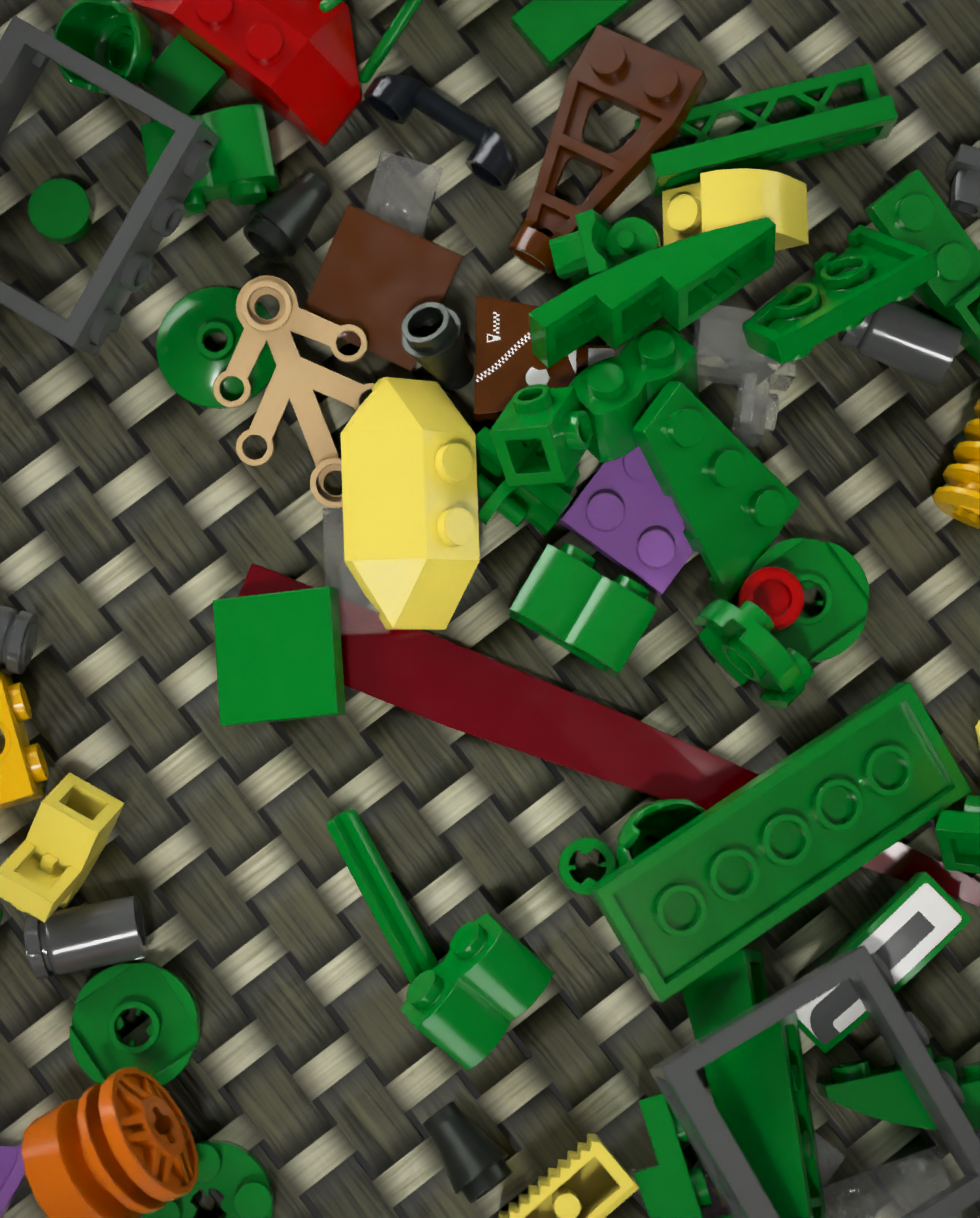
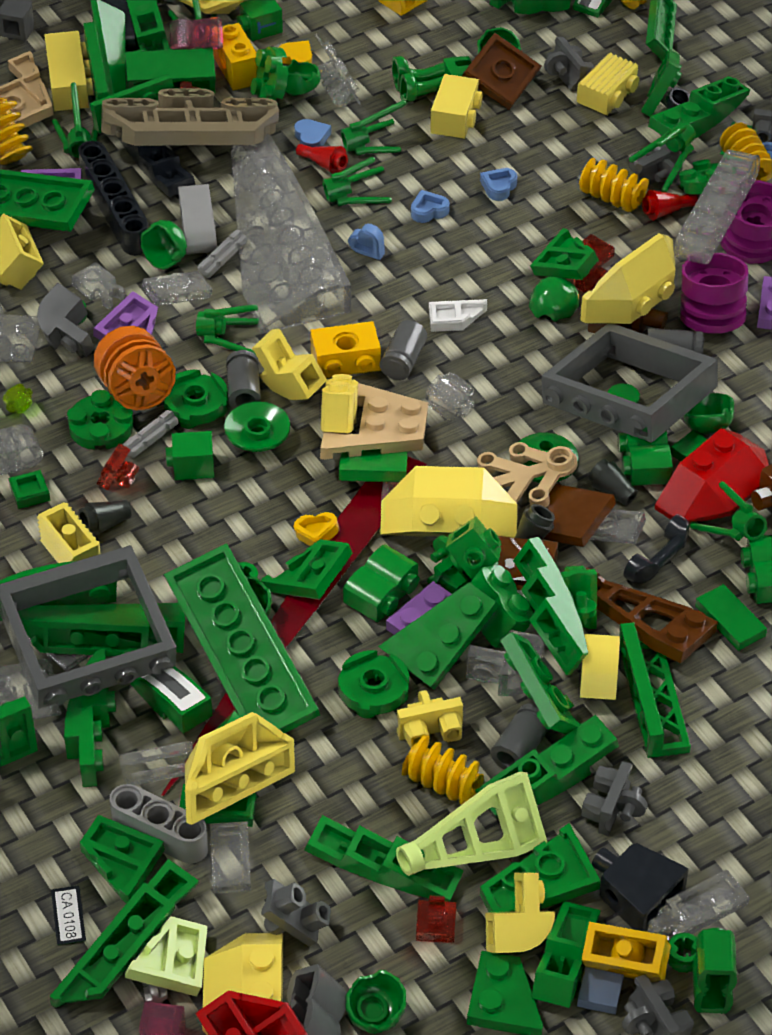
camera: 100 degrees right, 35 degrees down
(98, 528) = (450, 396): none -> clear head
(168, 732) = (339, 404): none -> light yellow brick
(178, 885) = (257, 426): none -> green dish
(179, 635) = (387, 424): none -> tan wing
(238, 1100) = (151, 433): none -> light grey axle
(299, 1009) = (191, 455): none -> green brick
(347, 1151) = (118, 469): none -> clear red tile
(381, 894) = (241, 496): green axle -> none
(455, 746) = (313, 528): none -> yellow tile
(476, 991) = (185, 518): green brick -> none
(570, 741) = (311, 571): none -> green wing
(747, 650) = (344, 638): green plate -> none
(776, 594) = (374, 656): red tile -> none
(873, 468) = (429, 718): none -> light yellow hips

